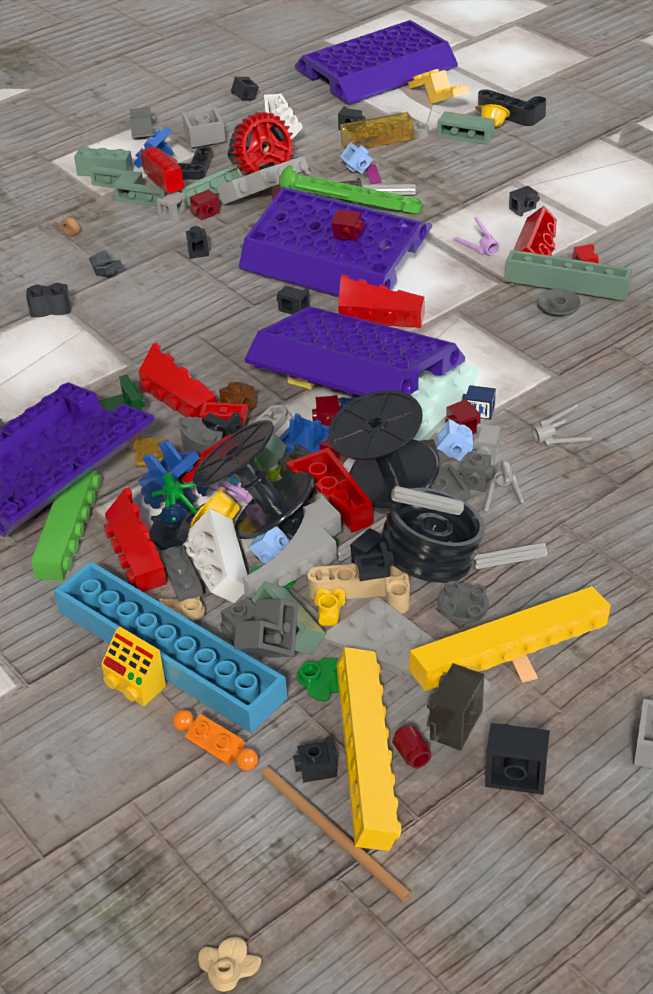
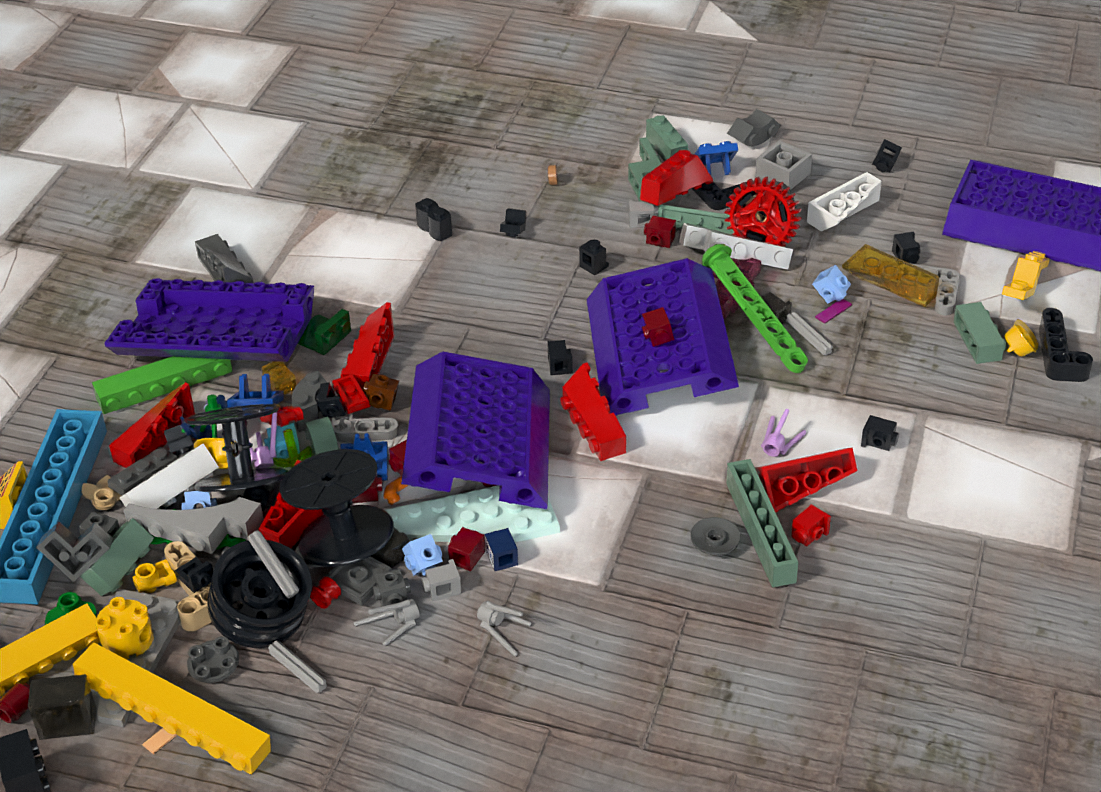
camera: 55 degrees right, 0 degrees up
(396, 631) = (125, 627): none -> yellow brick

